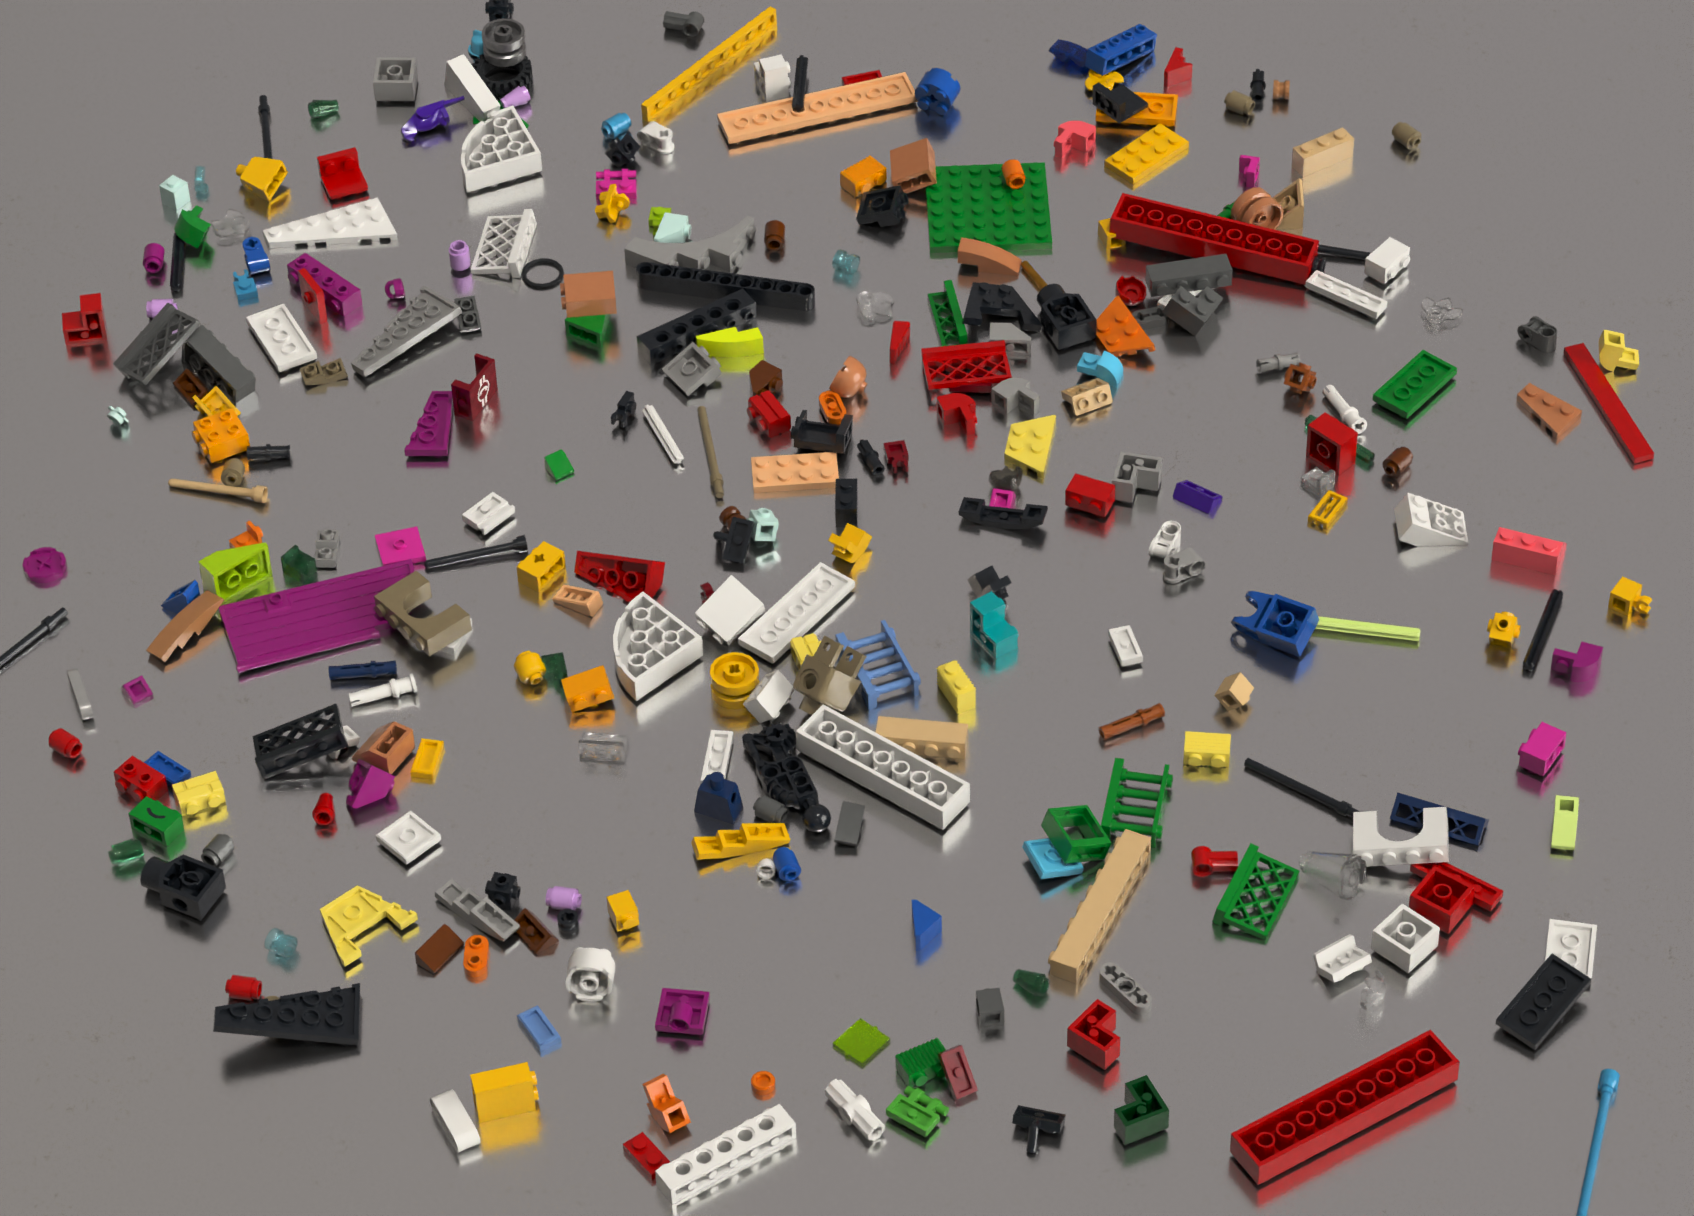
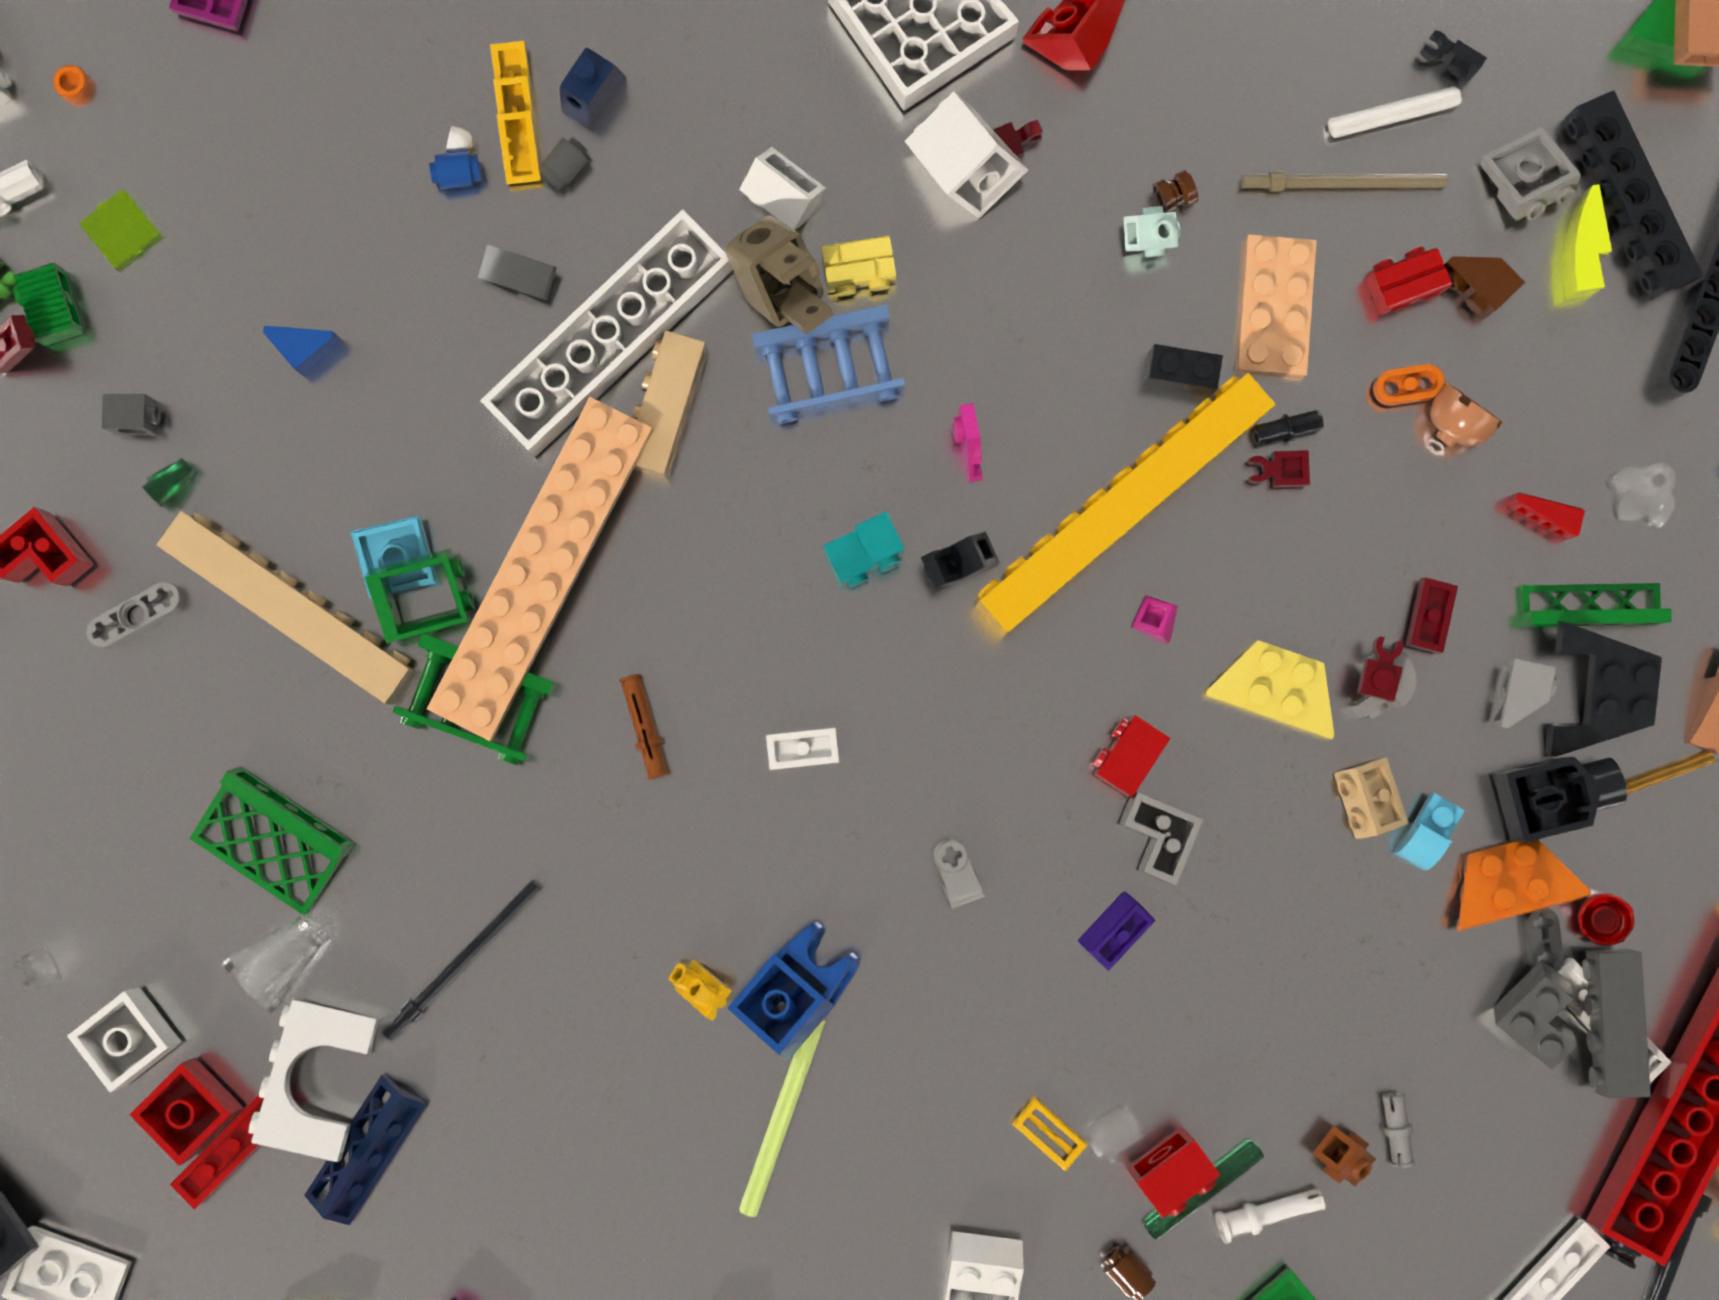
camera: 95 degrees right, 40 degrees up
(717, 753) = (683, 100): white plate -> none
(733, 679) = (810, 136): yellow wheel -> none
(736, 540) = (1125, 187): black plate -> none
(786, 777) = (602, 186): black arm -> none
(796, 612) = (962, 260): white plate -> none
(822, 435) = (1345, 355): black panel -> none
(850, 544) = (1090, 362): yellow brick -> none
(911, 588) = (966, 432): none -> dark pink wing
(940, 513) = (1127, 502): none -> yellow brick
(956, 686) = (756, 473): light yellow brick -> none
(957, 408) = (1372, 582): red brick -> none
(964, 357) = (1494, 607): red fence -> none
(1001, 517) = (1120, 611): black slope -> none
(1006, 478) = (1195, 629): clear smoke hair -> none
(1014, 390) = (1380, 676): none -> dark red plate
(1045, 770) = (540, 569): none -> light nougat plate
(1166, 540) = (1008, 855): white piece -> none
(1207, 749) = (561, 828): light yellow brick -> none
(1207, 861) = (342, 782): red piece -> none
(1234, 691) = (666, 894): tan brick -> none
(1288, 665) = (700, 988): none -> yellow hips
(1341, 959) = (112, 937): white bracket -> none

